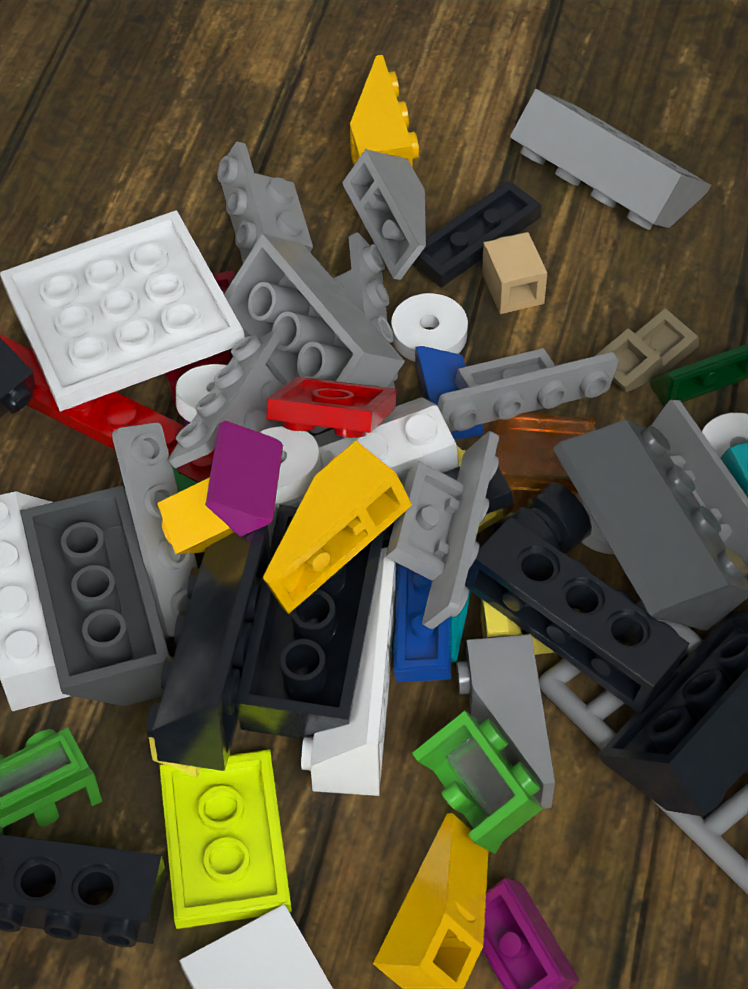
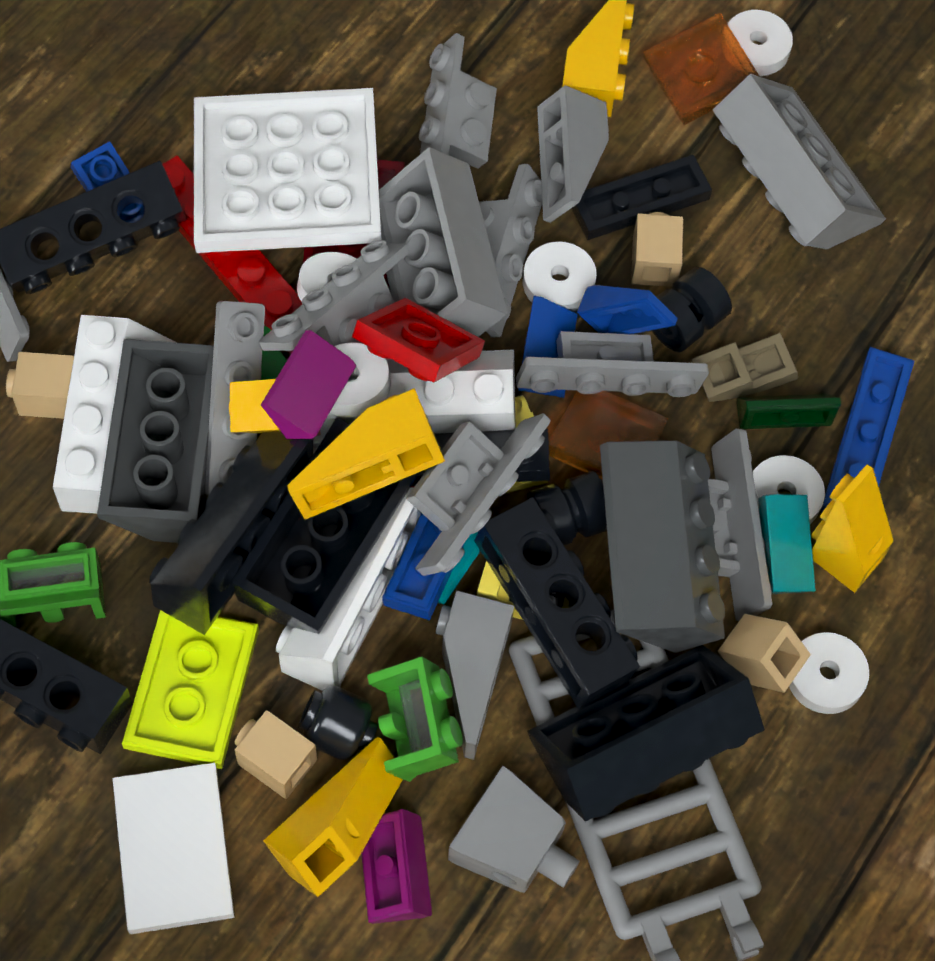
camera: 15 degrees right, 10 degrees up
(345, 871) = (274, 753): none -> tan brick
(398, 816) = (338, 722): none -> black head
(478, 108) = (699, 67): none -> clear orange tile
(504, 333) = (624, 310): none -> blue slope
(517, 72) = (768, 30): none -> white piece
(569, 313) = (699, 305): none -> black wheel
(632, 866) = (513, 837): none -> light grey torso

